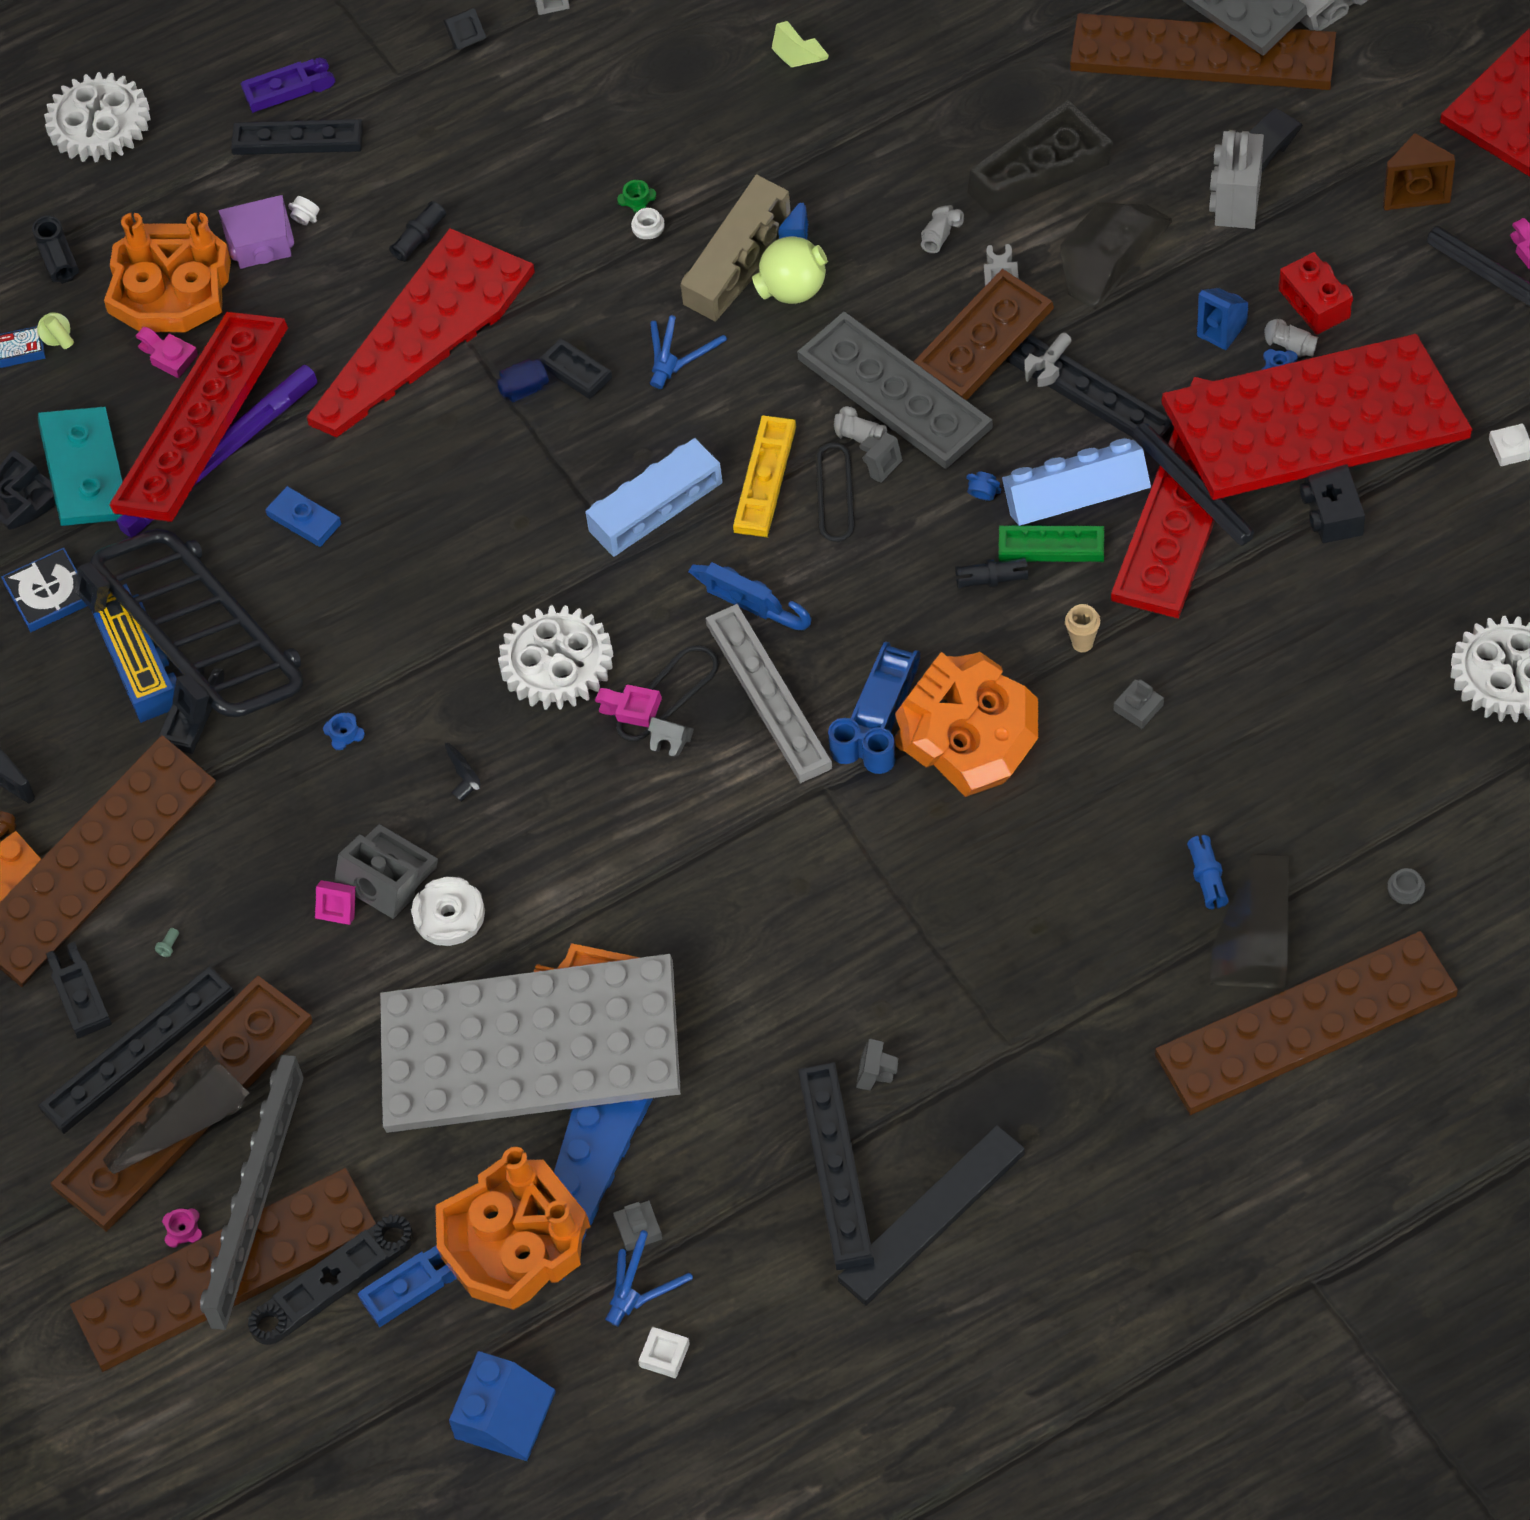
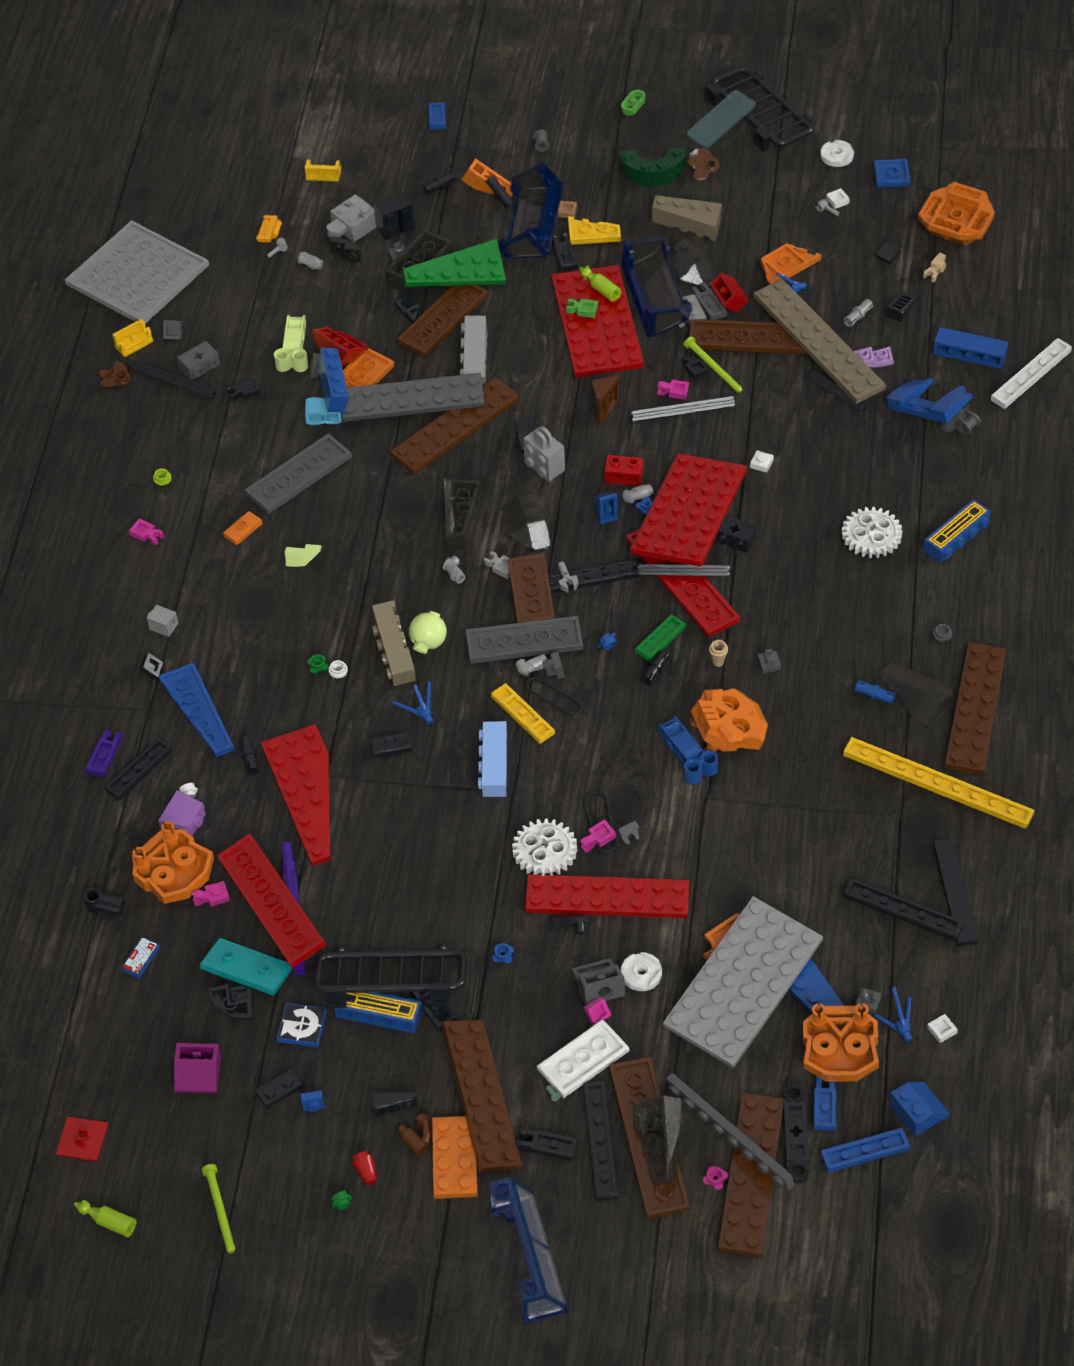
camera: 55 degrees left, 5 degrees down
(55, 330) = (151, 930): yellowish green plate -> none
(97, 117) = (24, 842): white gear -> none
(248, 939) = (583, 1058): none -> white plate
(303, 516) = (365, 898): blue plate -> none
(371, 1386) = (865, 1150): none -> blue plate
(454, 109) = (194, 701): none -> blue wing
(522, 379) = (378, 767): clear blue brick -> none
(546, 788) = (607, 896): none -> red plate
(749, 595) = (581, 758): blue plate -> none
(769, 693) = (639, 783): light grey plate -> none
(795, 224) = (404, 617): blue slope -> none
(875, 1065) = (866, 864): dark grey tile -> none
(1076, 481) = (641, 607): light blue brick -> none
(1112, 1066) = (939, 783): none -> yellow plate

